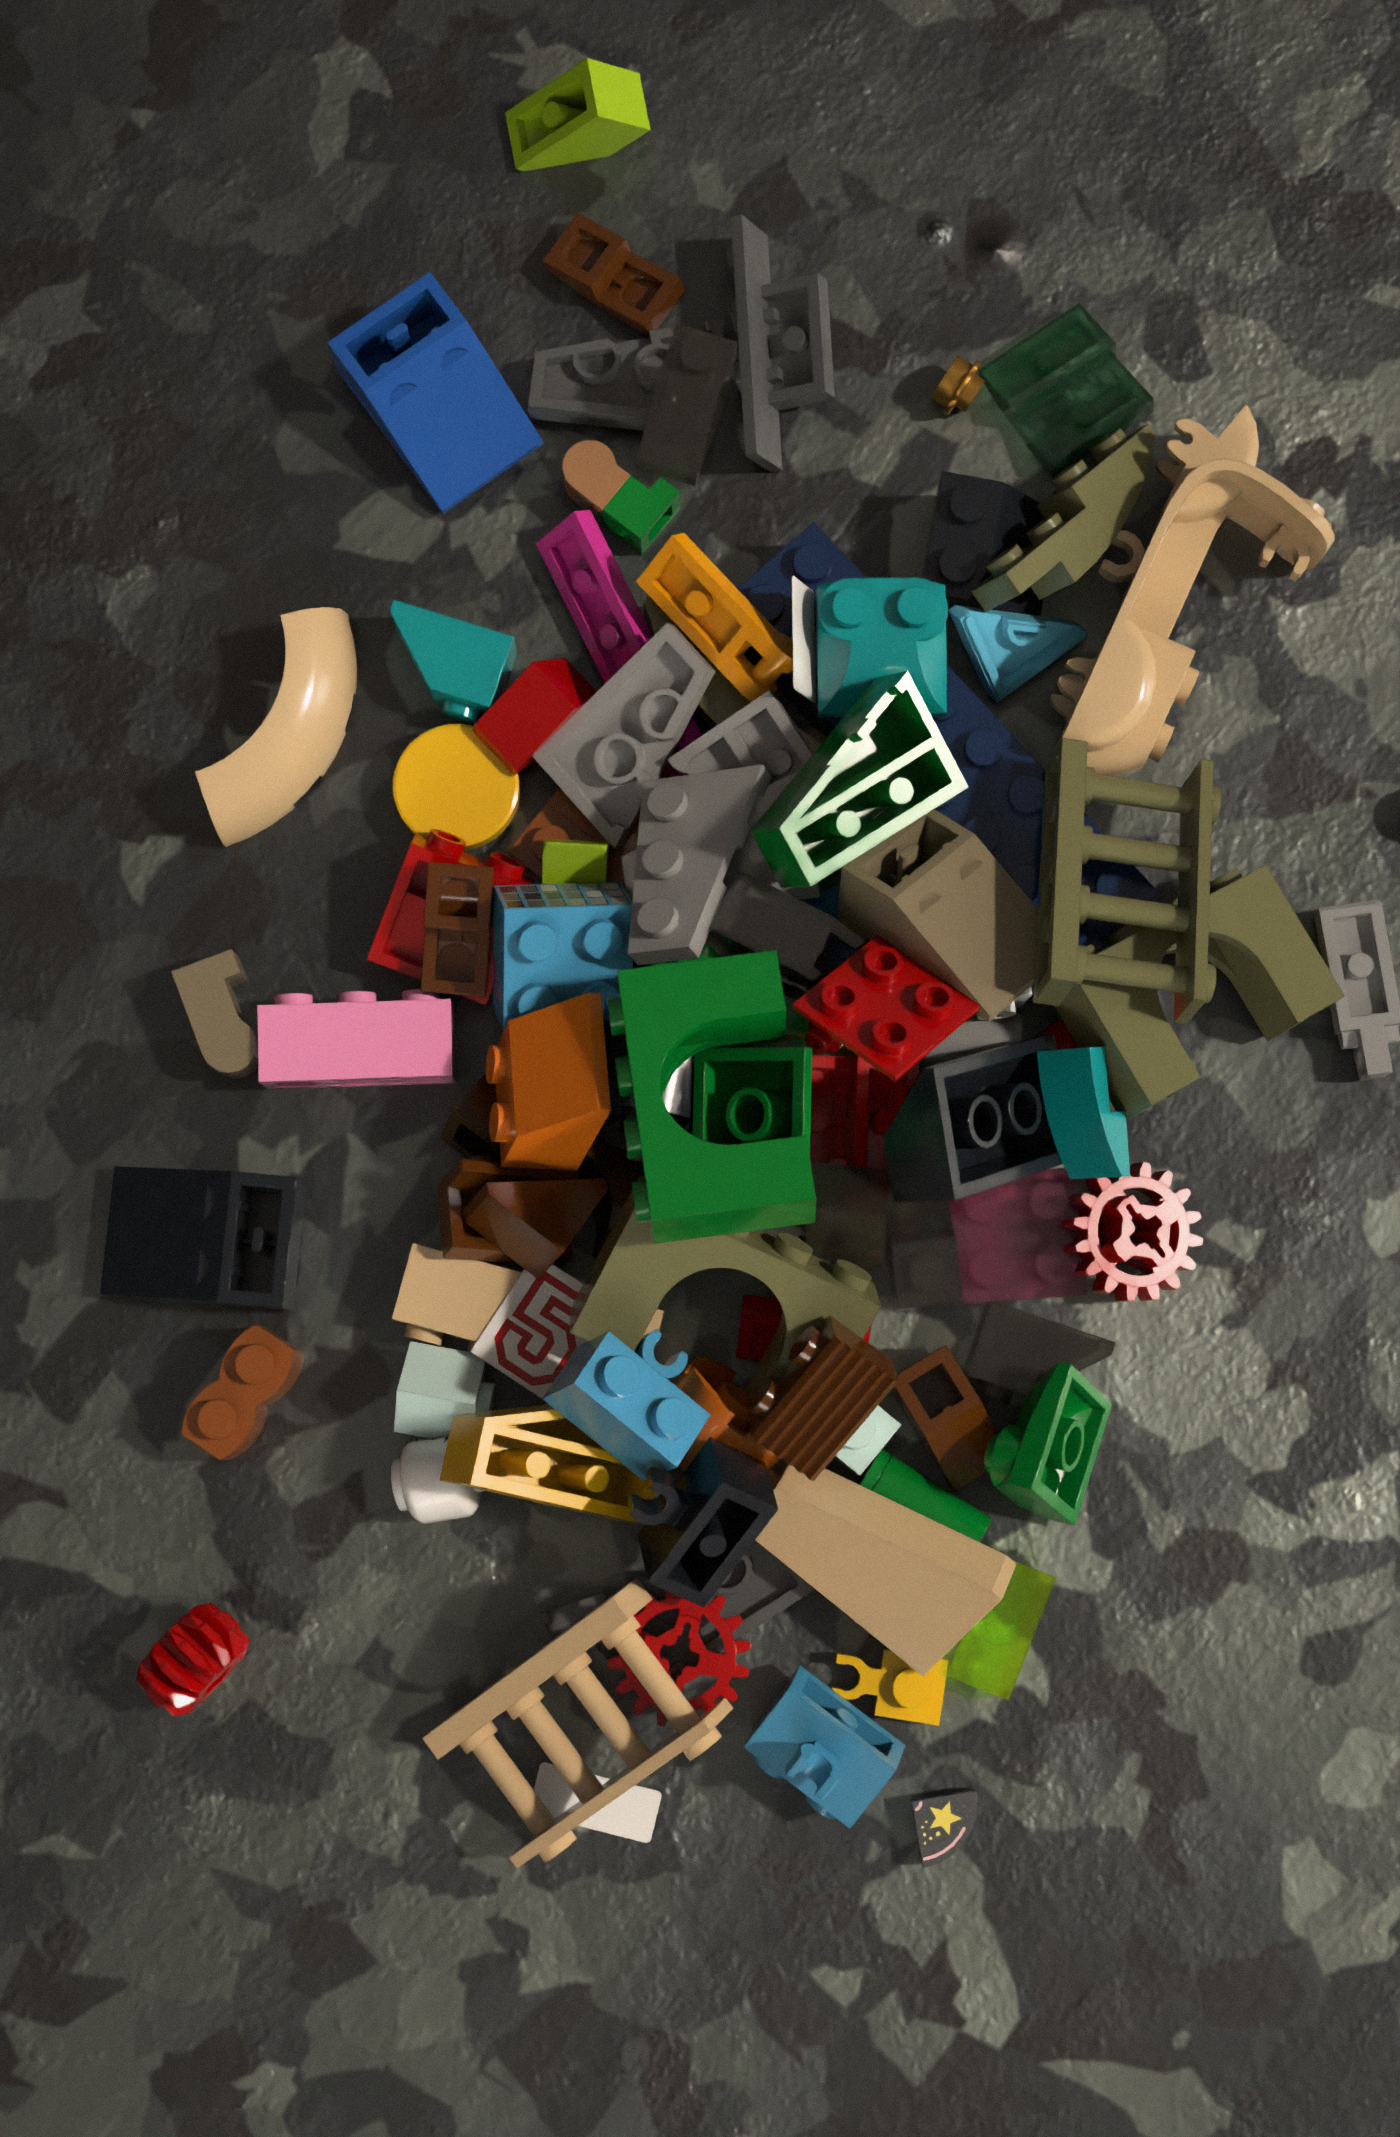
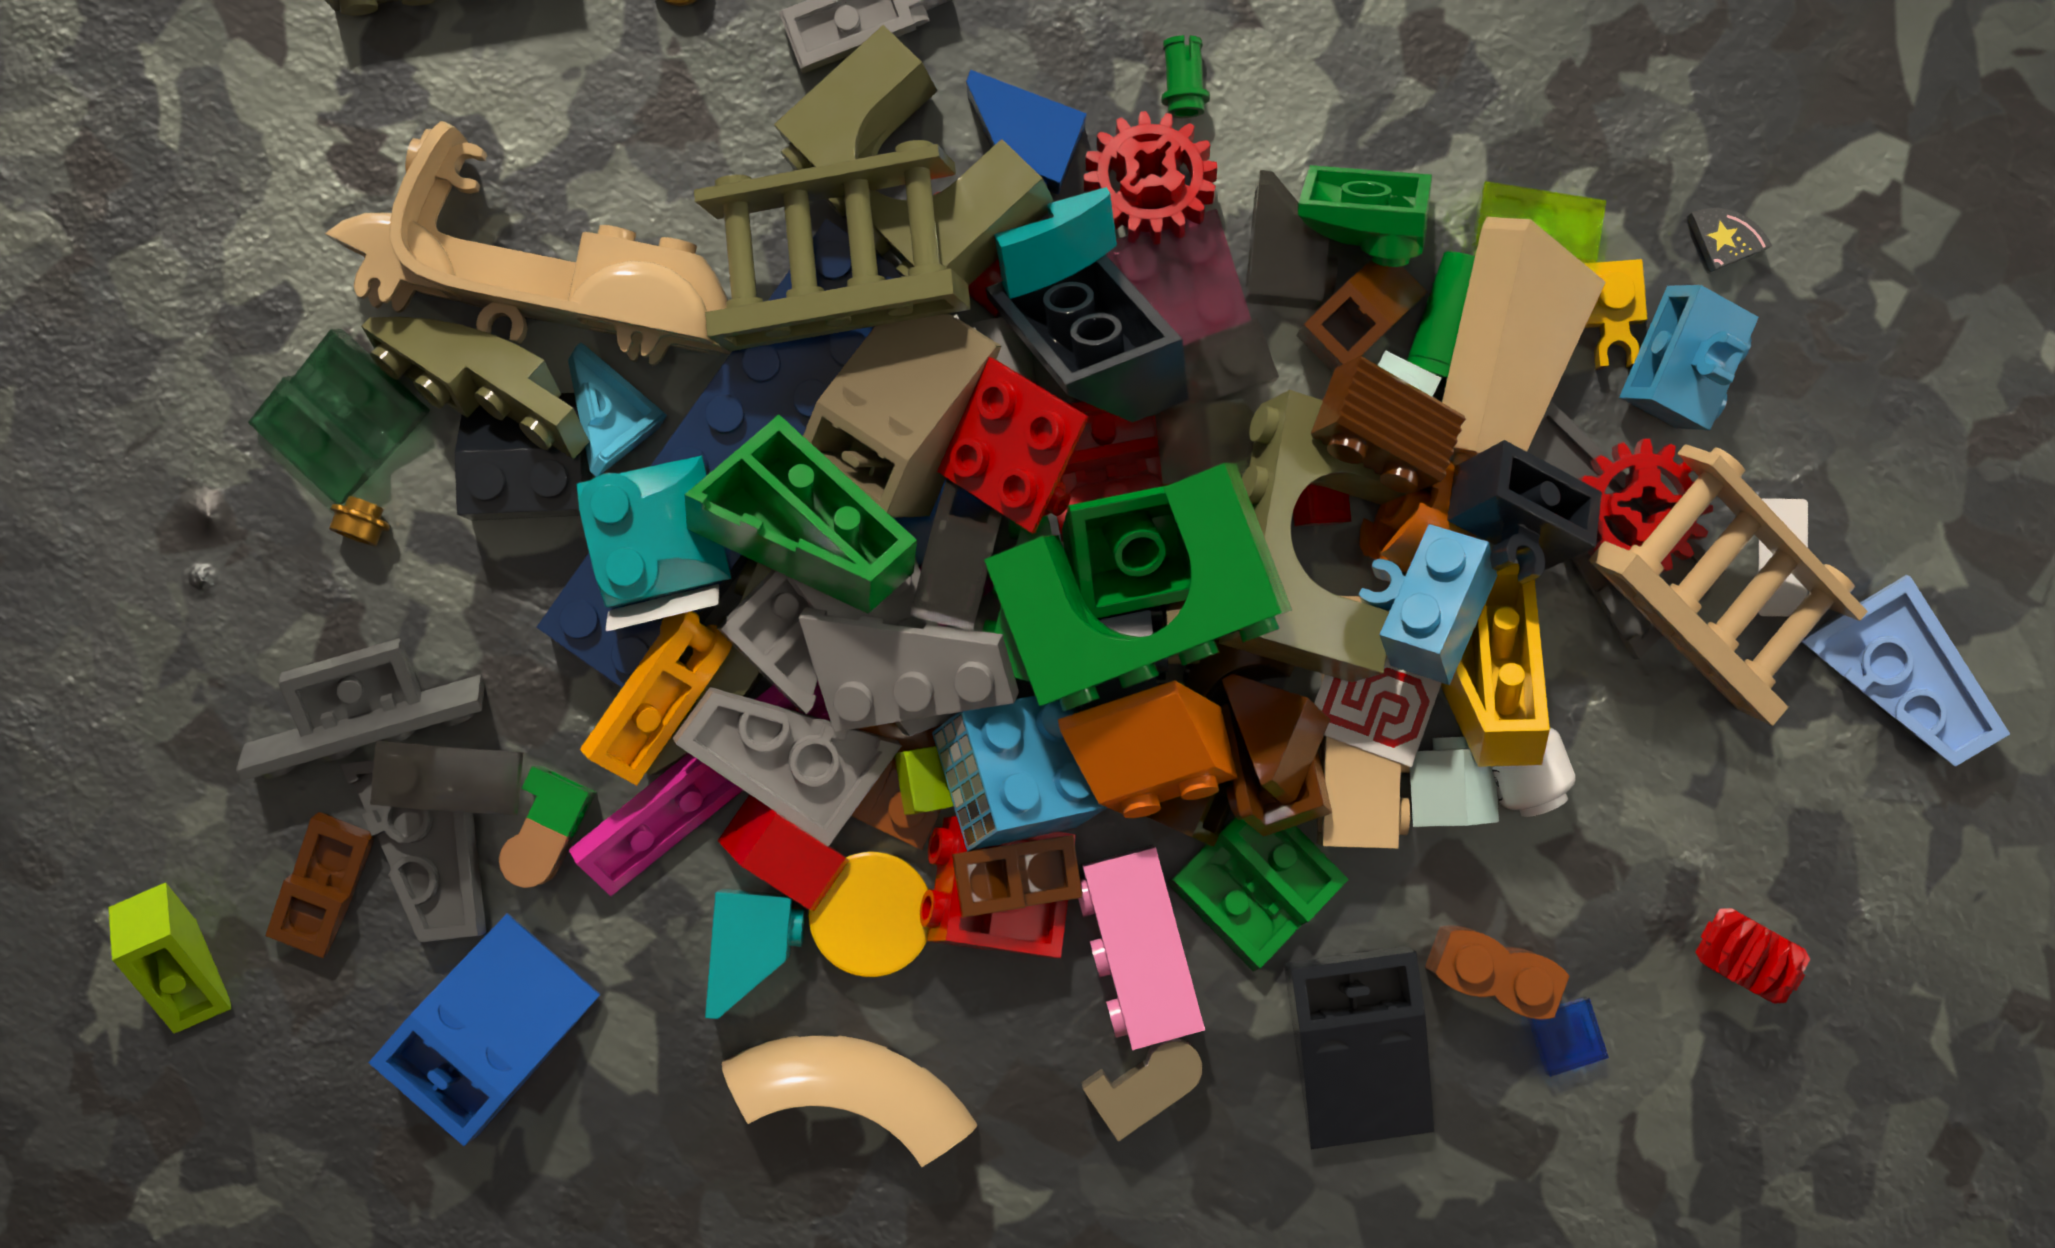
camera: 105 degrees left, 5 degrees up
(159, 1456) = (1569, 1038): none -> clear blue tile
(387, 1175) = (1257, 887): none -> green slope
(444, 1905) = (1911, 671): none -> light blue wing
(1204, 1120) = (1032, 125): none -> blue slope
(1228, 1293) = (1184, 77): none -> green pin

